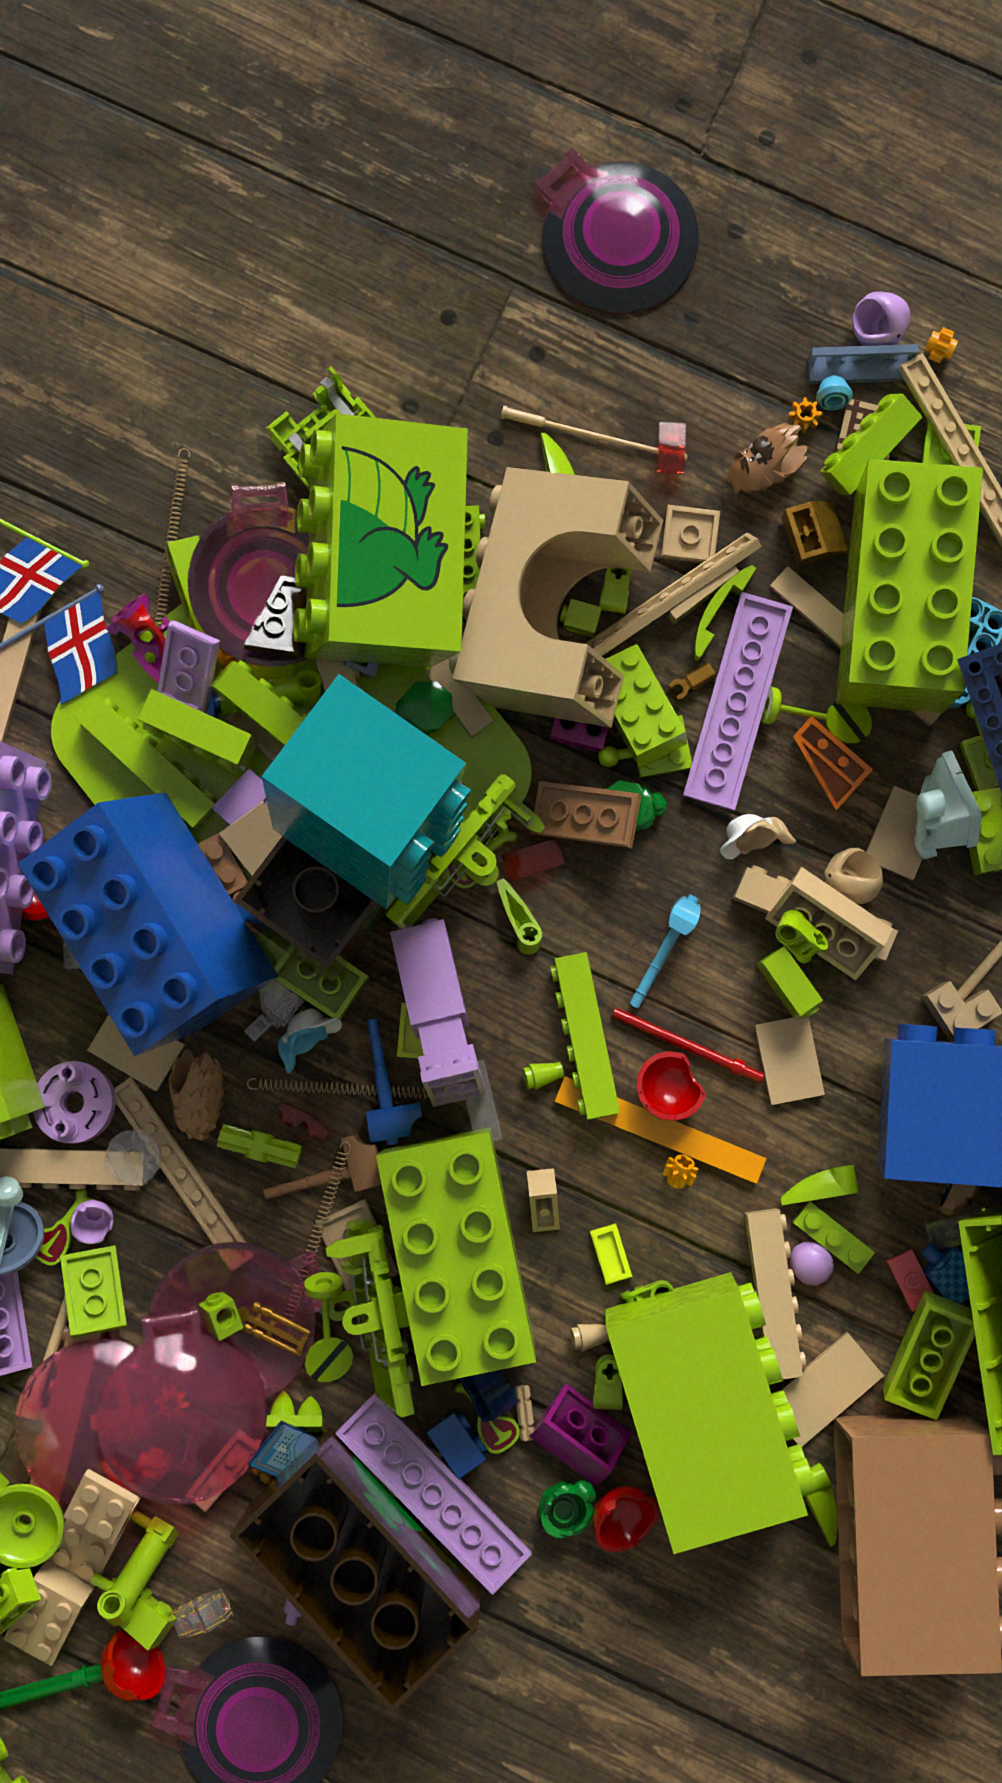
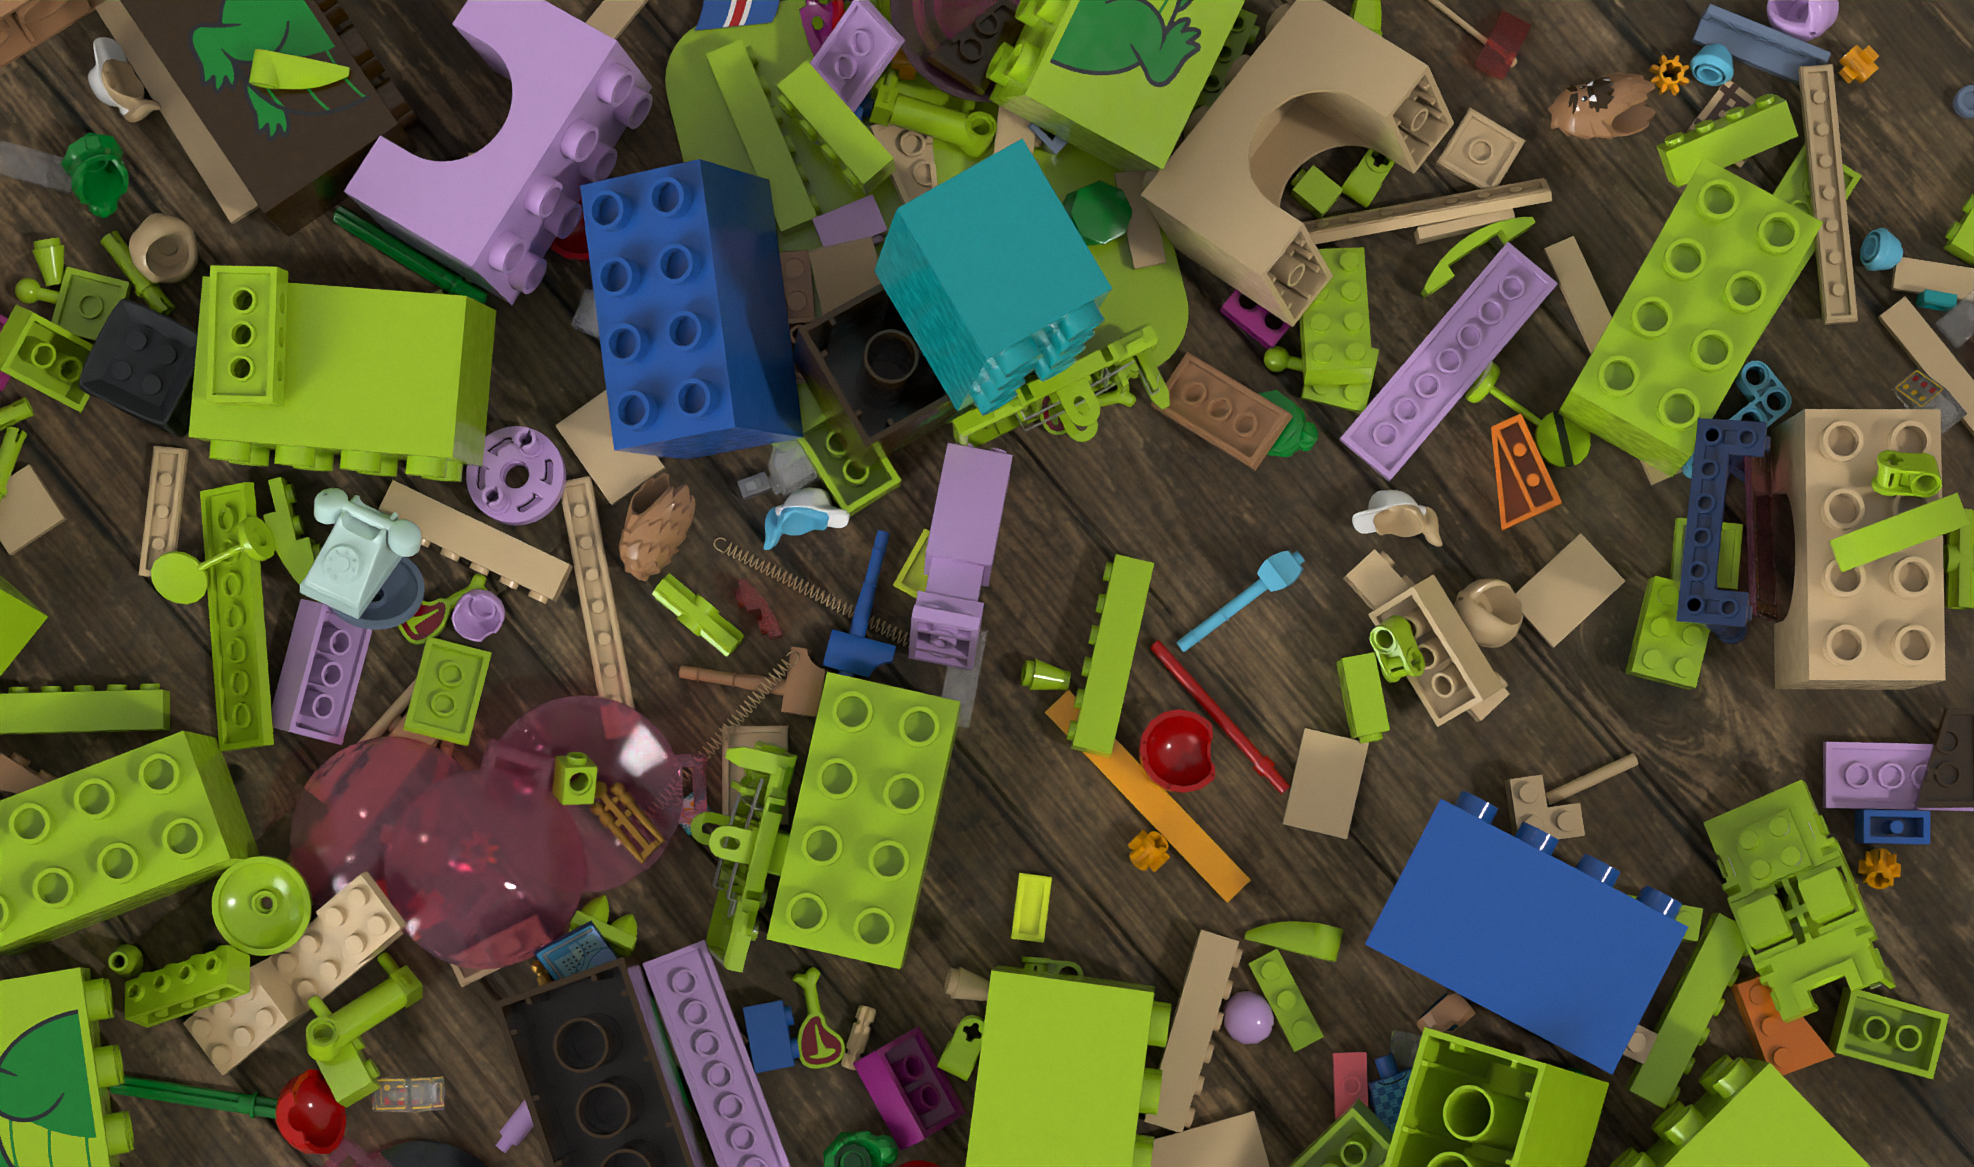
camera: 20 degrees right, 0 degrees up
(119, 1150) = (543, 550): clear plate -> none
(258, 701) = (916, 128): lime brick -> none
(331, 1356) = (671, 879): lime piece -> none
(489, 1394) = (830, 990): dark blue brick -> none
(520, 919) = (1097, 495): lime piece -> none
(533, 859) = (1141, 435): clear red slope -> none
(543, 1200) = (983, 815): tan slope -> none
(694, 680) = (1410, 316): pearl gold bar -> none
(813, 532) = (1620, 211): pearl gold slope -> none
(946, 810) = (1620, 583): light aqua piece -> none

